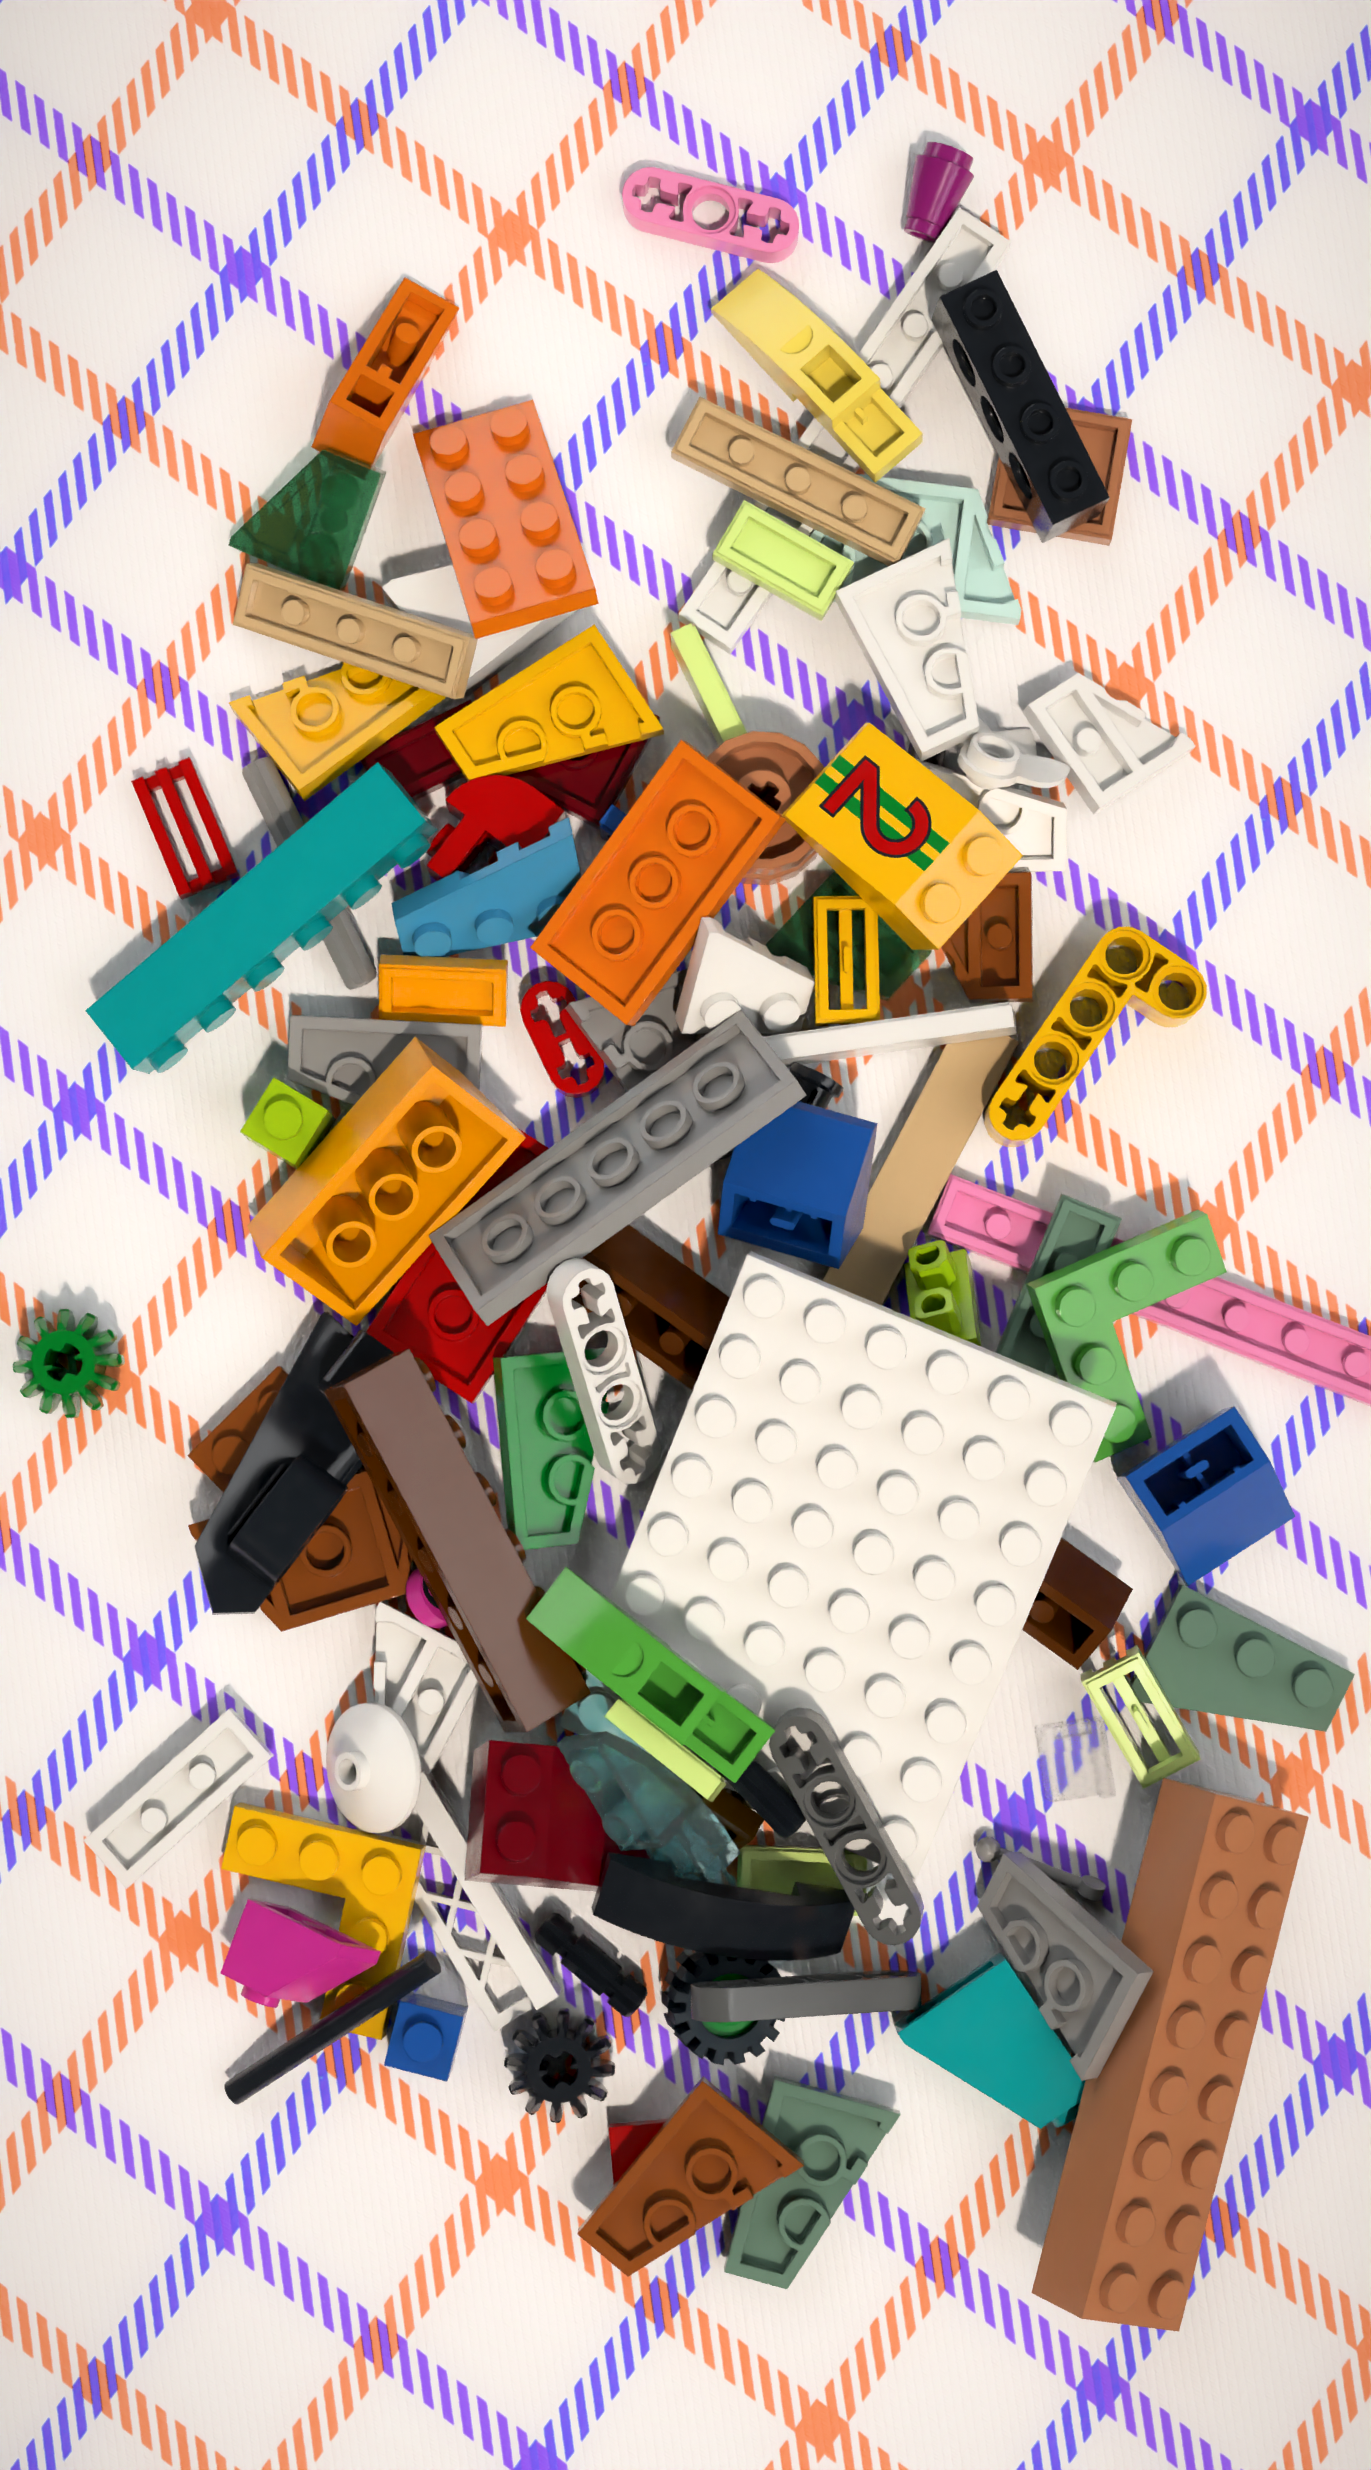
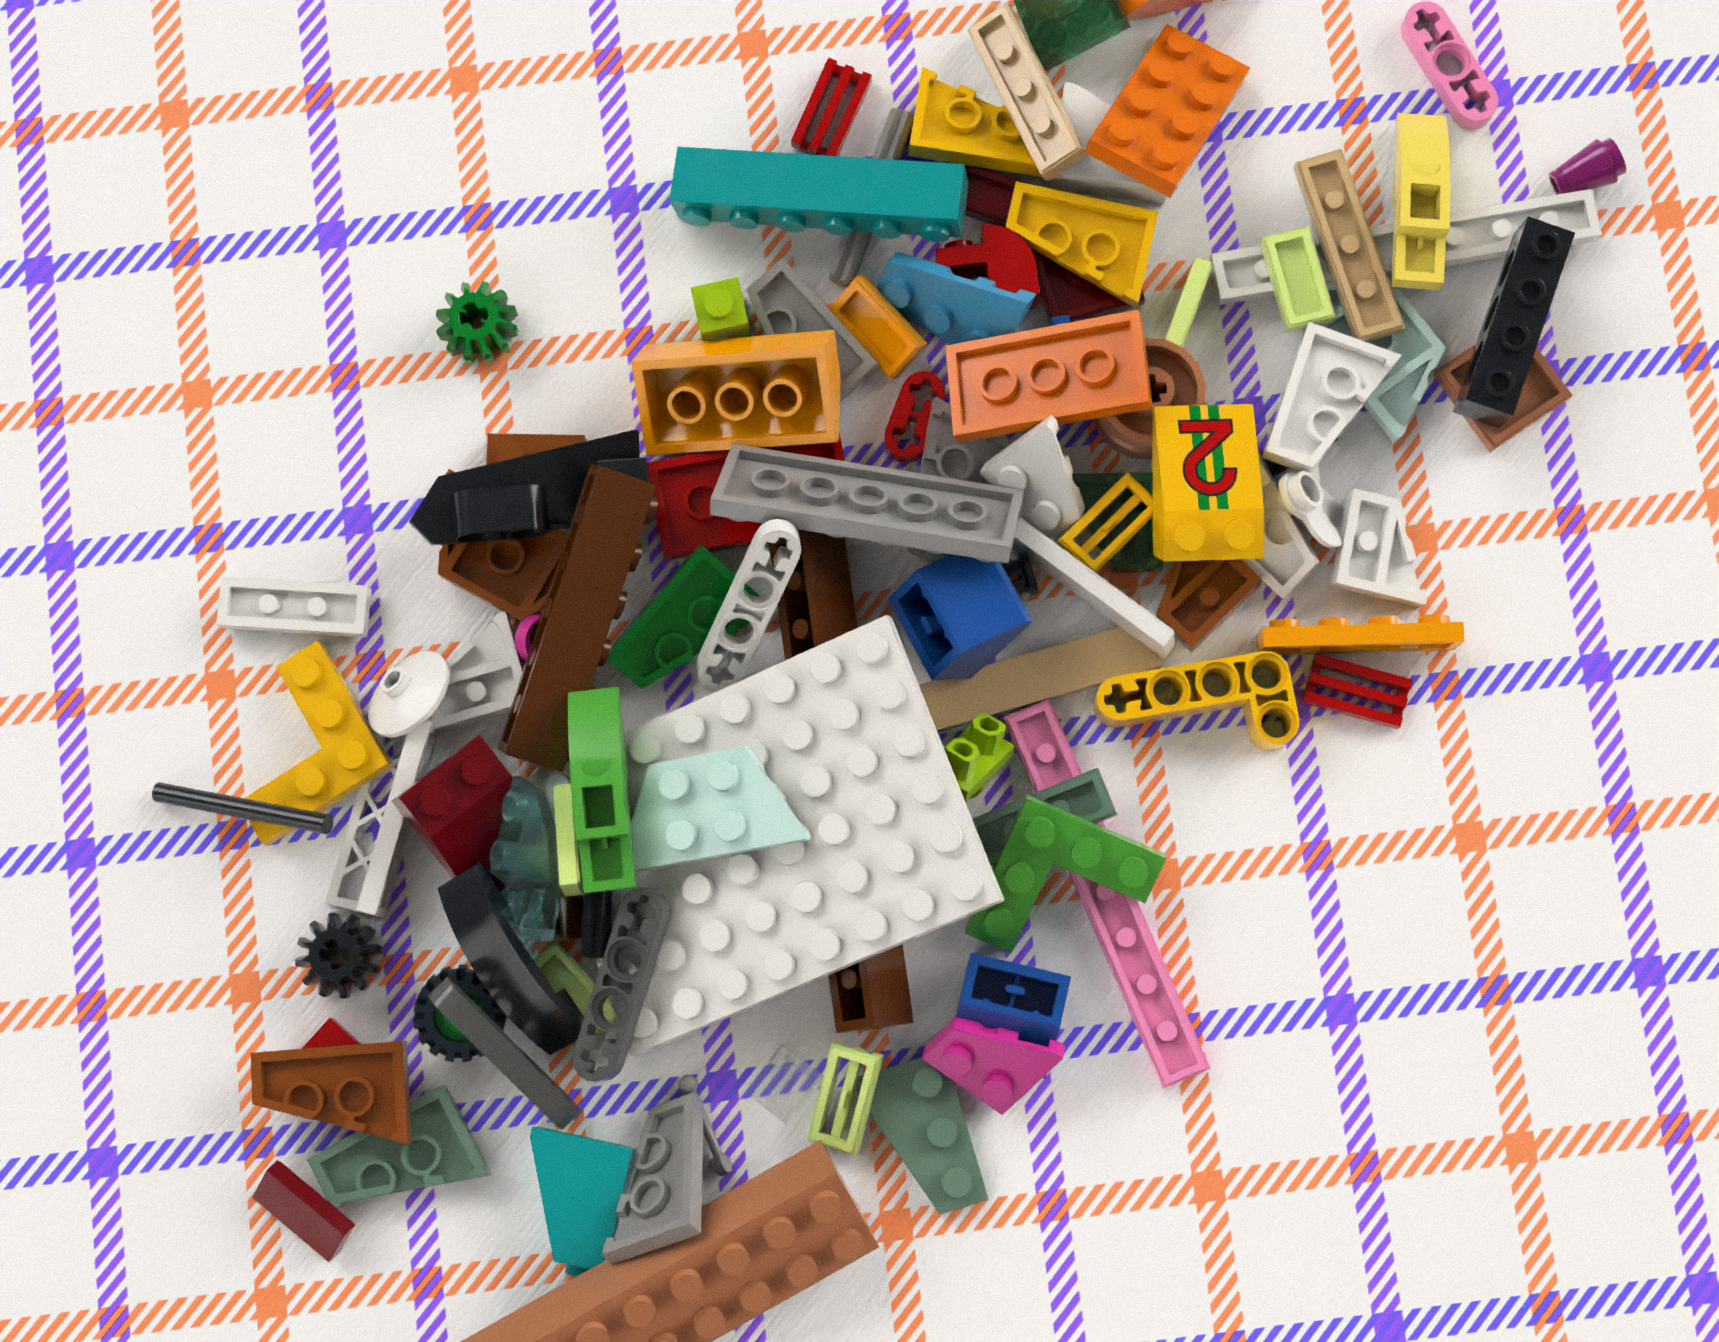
camera: 50 degrees right, 5 degrees down
(291, 1955) = (261, 747): dark pink slope -> none
(426, 2036) = (286, 865): blue brick -> none
(591, 1964) = (412, 921): black axle -> none
(767, 1591) = (709, 810): none -> light aqua wing
(768, 2318) = (303, 1210): none -> dark red tile
(1183, 815) = (1379, 635): none -> light orange plate
(1236, 1553) = (990, 1061): none -> dark pink wing
(1258, 860) = (1364, 673): none -> red tile

